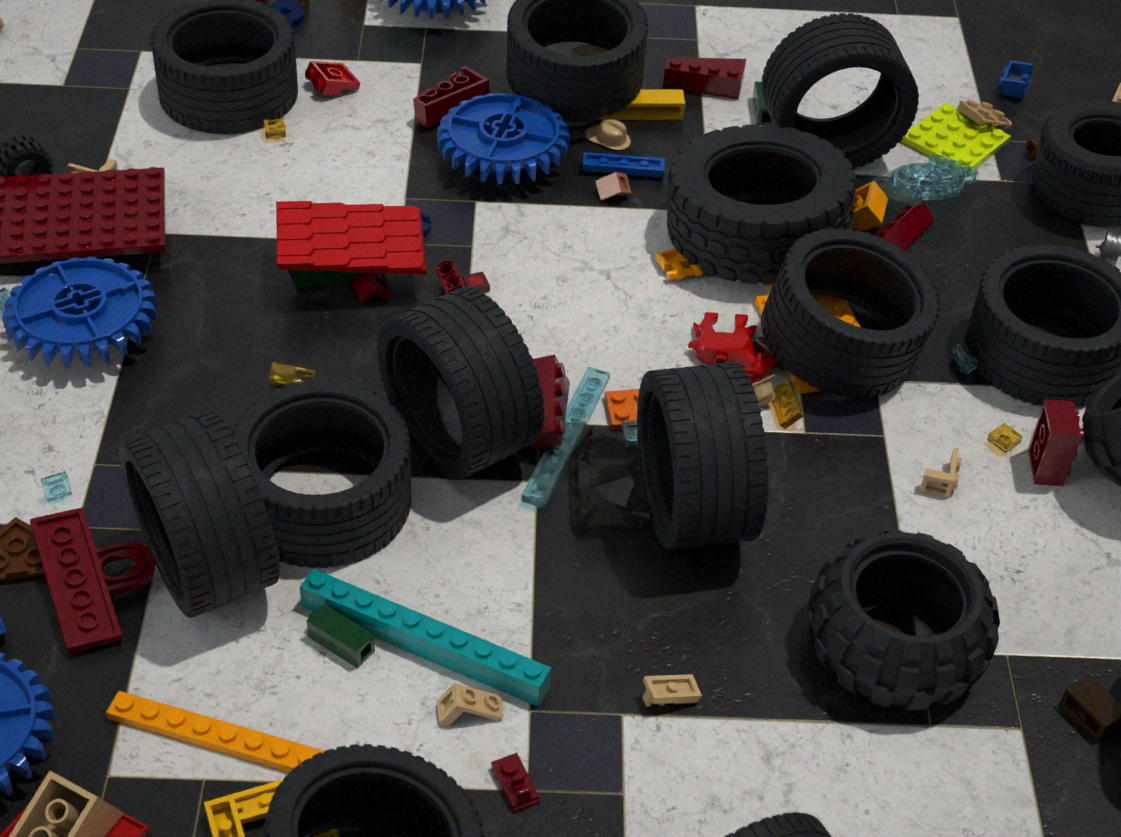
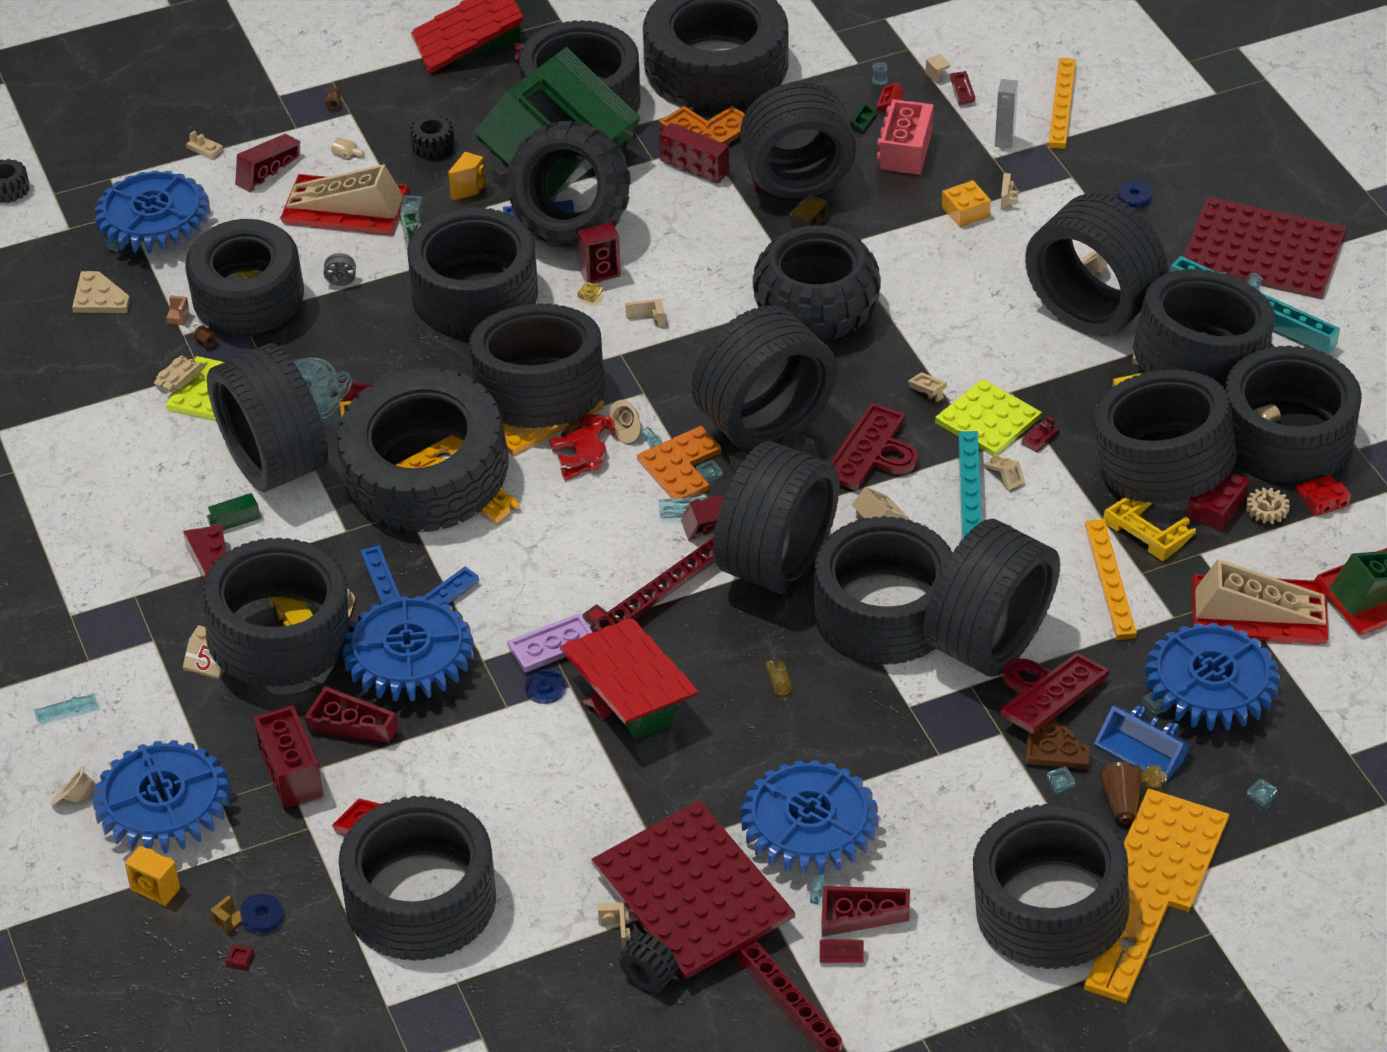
camera: 110 degrees left, 0 degrees up
(56, 486) = (982, 752): clear light blue plate -> none
(422, 43) = (288, 757): none -> dark red brick
(460, 239) = (544, 644): none -> lavender plate
(476, 552) = (873, 504): none -> tan slope
(573, 194) = (453, 586): none -> blue plate
(583, 740) = (992, 413): none -> neon yellow plate
(596, 585) = (868, 442): none -> dark red plate
(613, 185) = (418, 571): nougat panel -> none
(786, 404) = (635, 397): clear yellow plate -> none
(1015, 79) = (107, 369): blue window -> none

